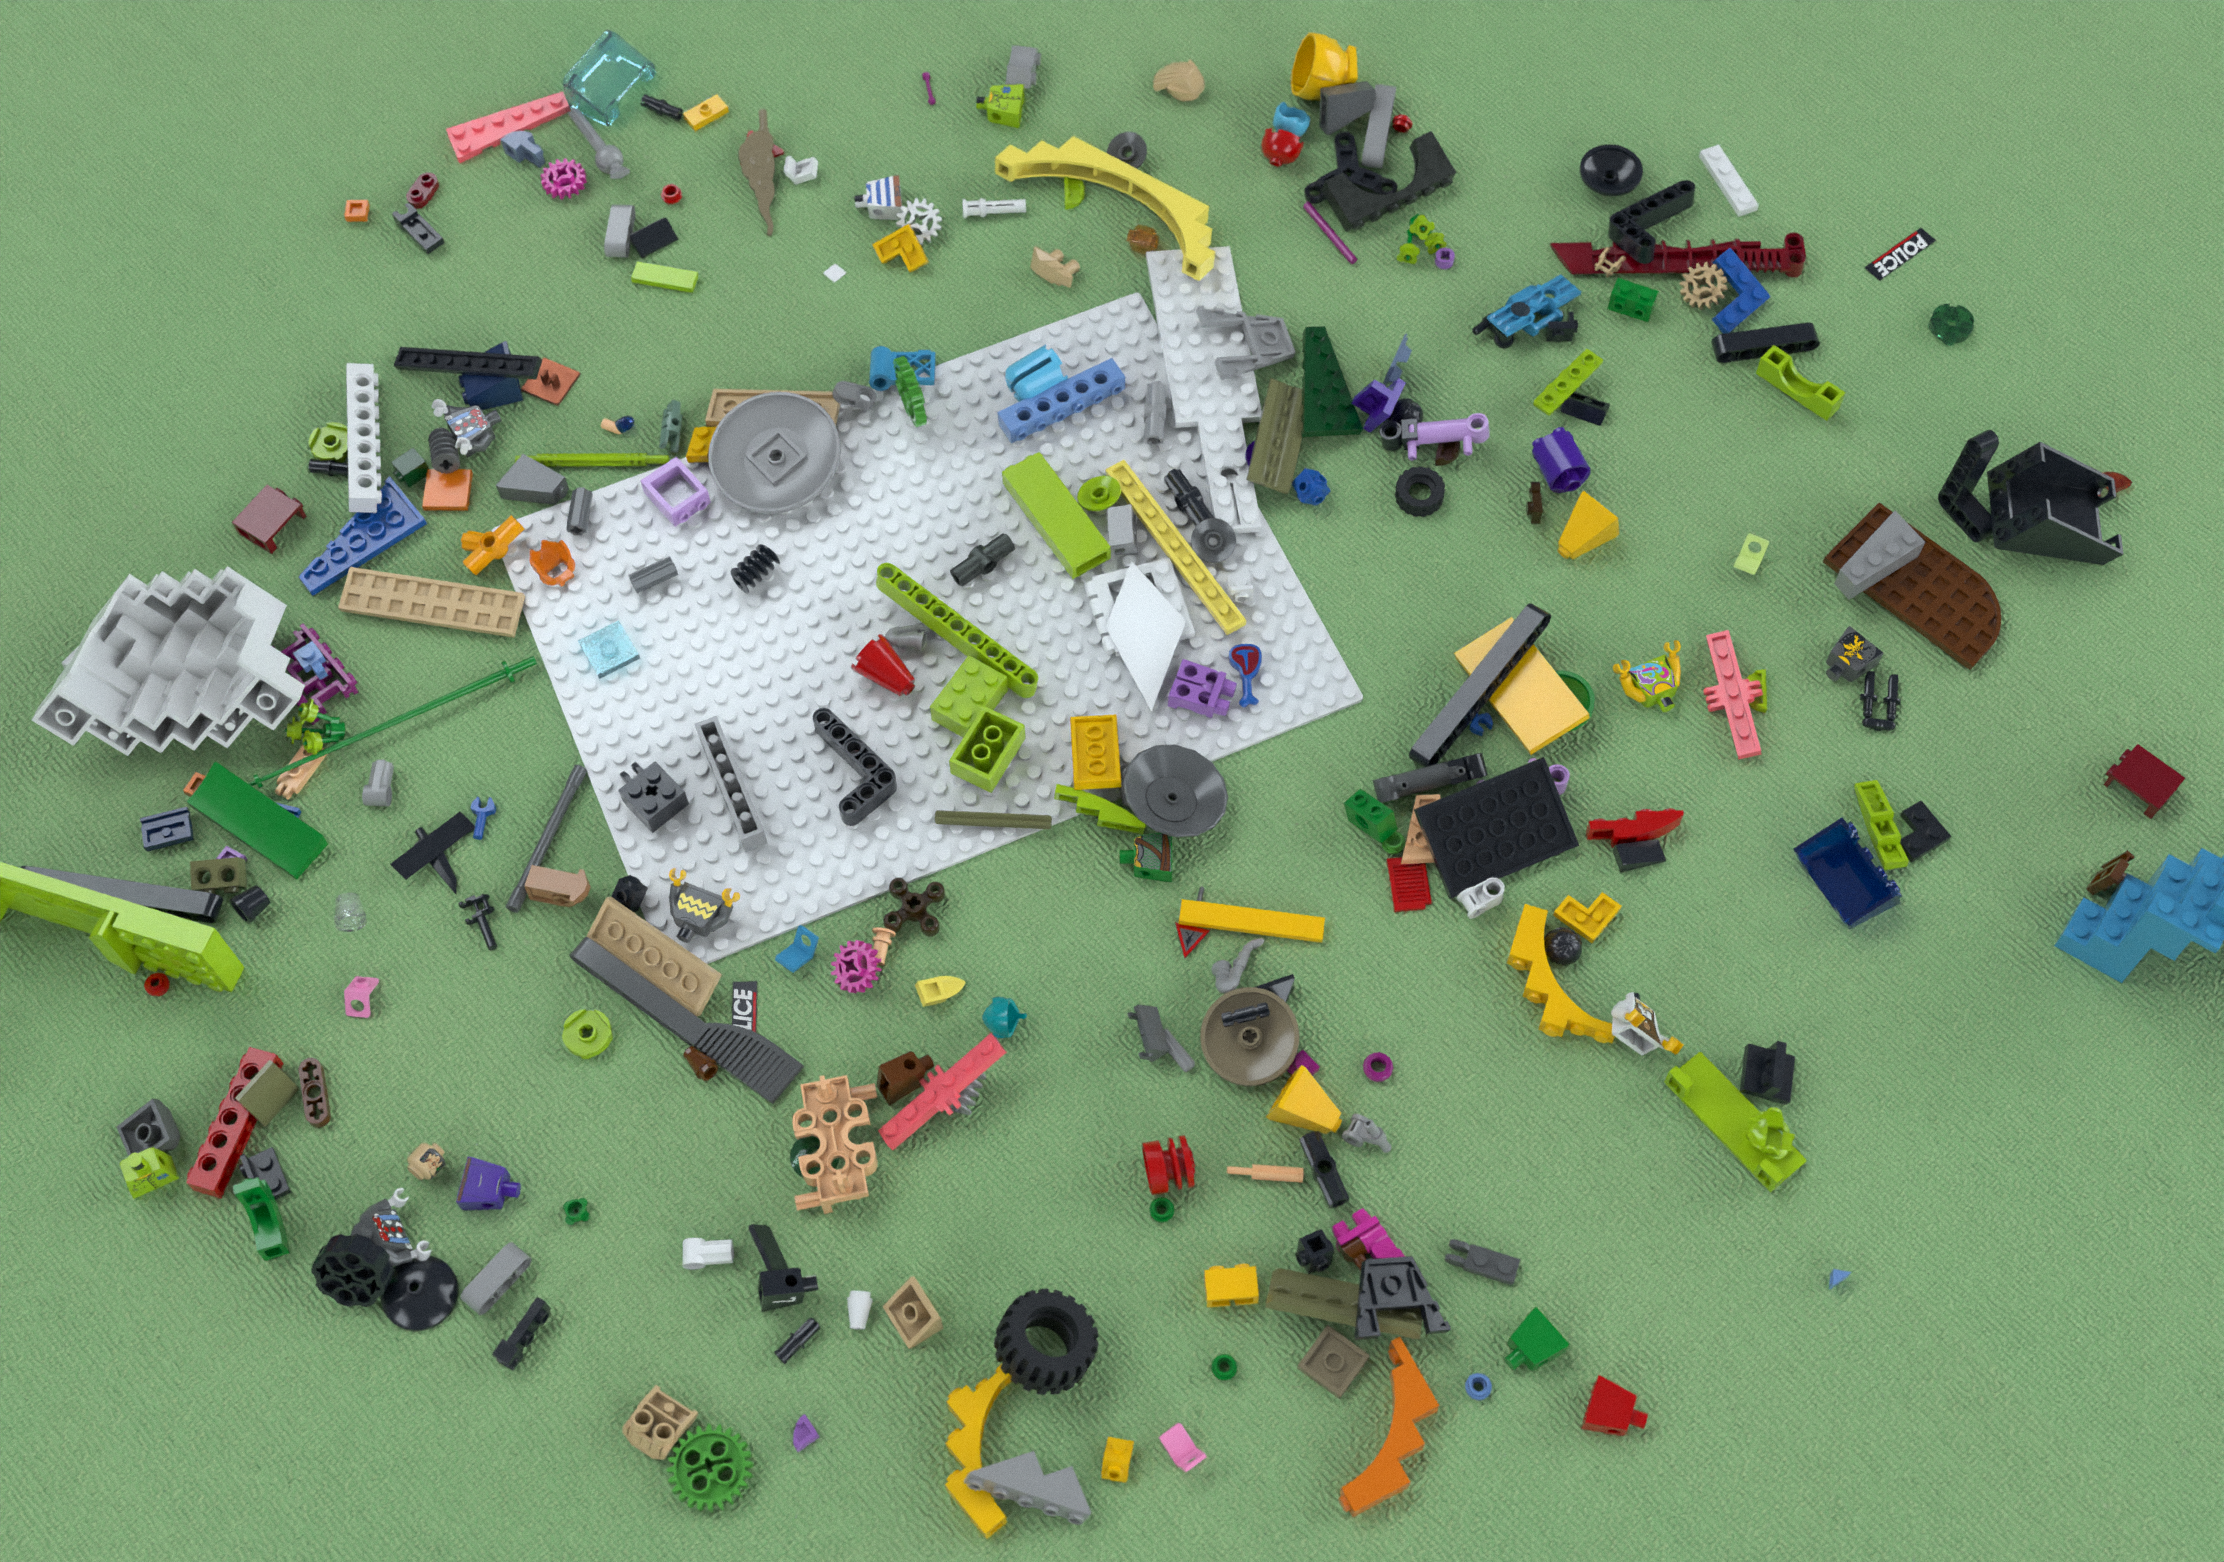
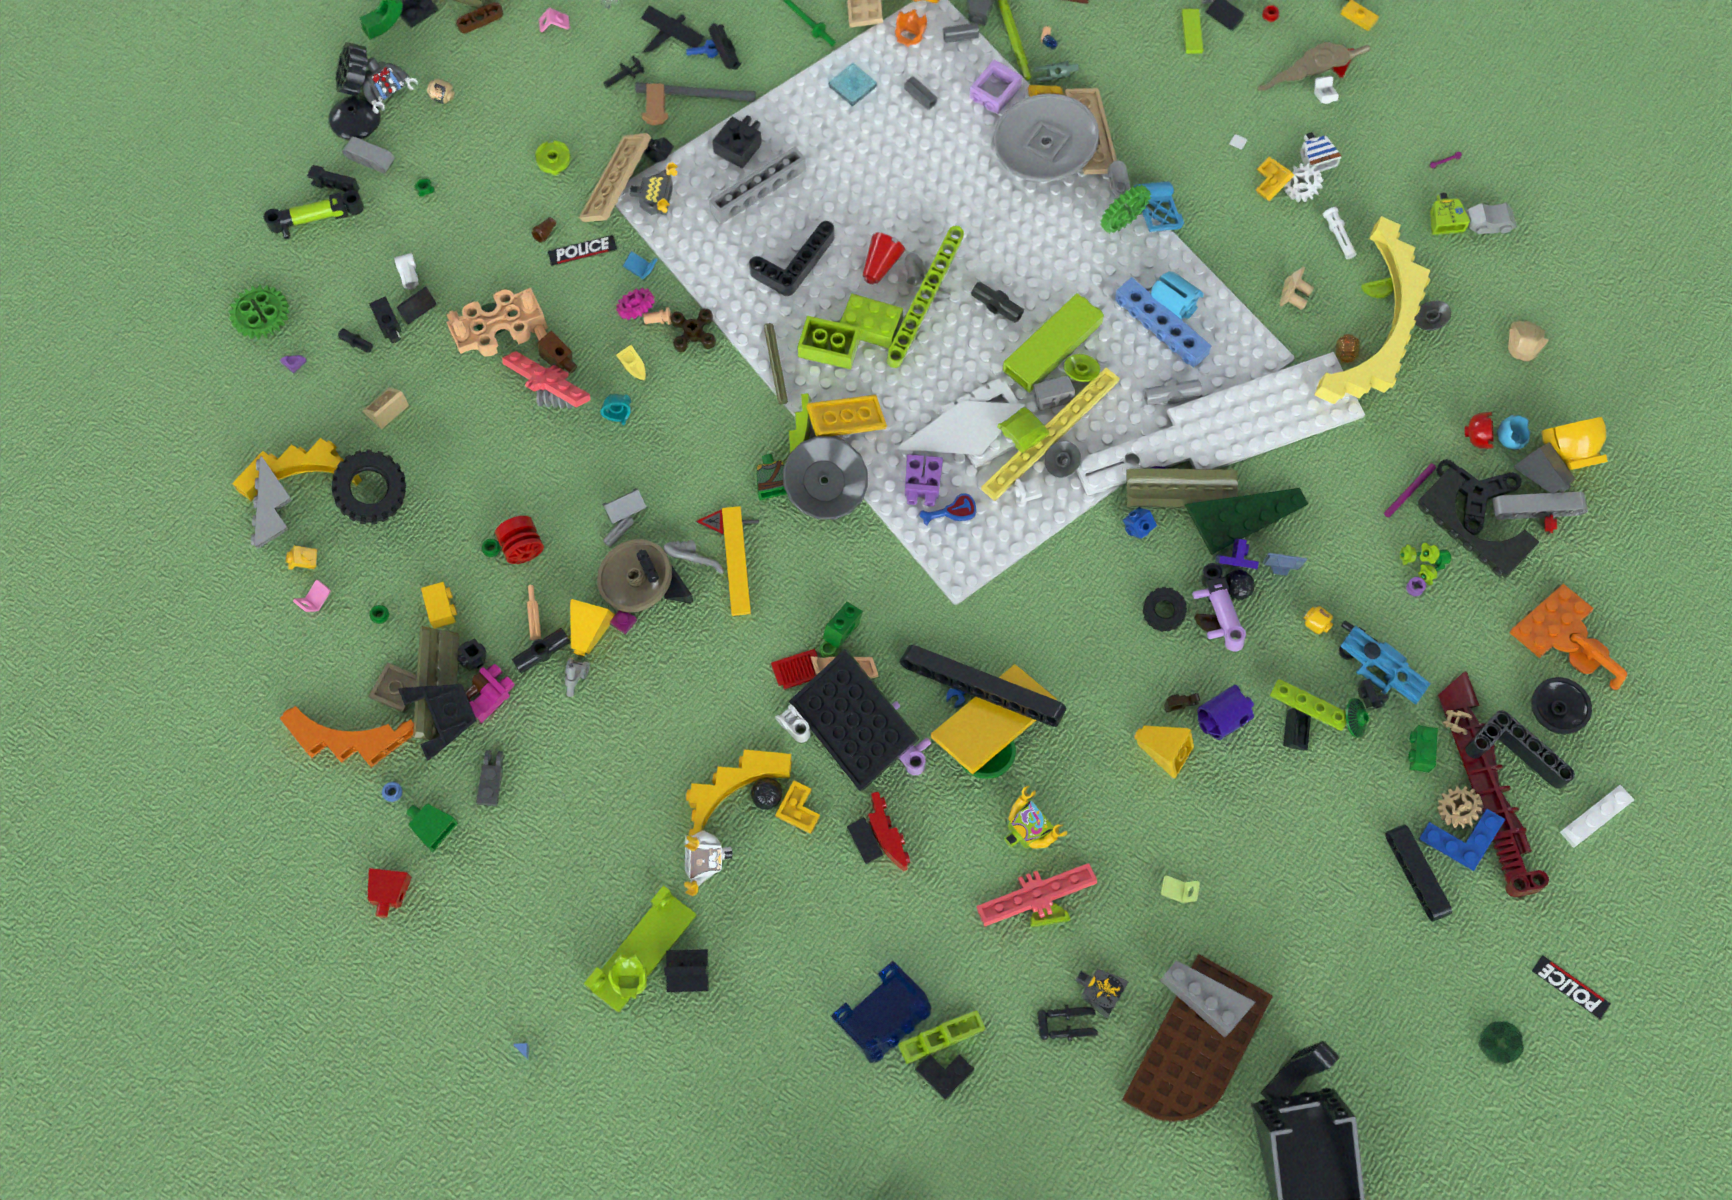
camera: 75 degrees right, 5 degrees up
(485, 1186) = (431, 129): dark purple torso -> none
(489, 787) = (724, 46): none -> black piece
(568, 1337) = (335, 206): none -> black piece
(658, 1424) = (285, 274): tan slope -> none
(735, 1049) = (560, 248): dark grey piece -> none
(753, 566) = (942, 153): black piece -> none
(858, 1308) = (383, 371): white cone -> none
(1167, 568) = (1024, 429): none -> lime slope
(1187, 498) = (1098, 433): black piece -> none
(1264, 334) = (1278, 459): light grey wing -> none
(1378, 1076) = (634, 667): magenta piece -> none
(1430, 777) = (898, 678): dark grey piece -> none
(1466, 352) = (1318, 620): none -> yellow head
(1519, 152) = (1560, 625): none -> orange plate
(1589, 343) = (1356, 717): none -> dish
(1779, 371) = (1382, 899): lime arch -> none

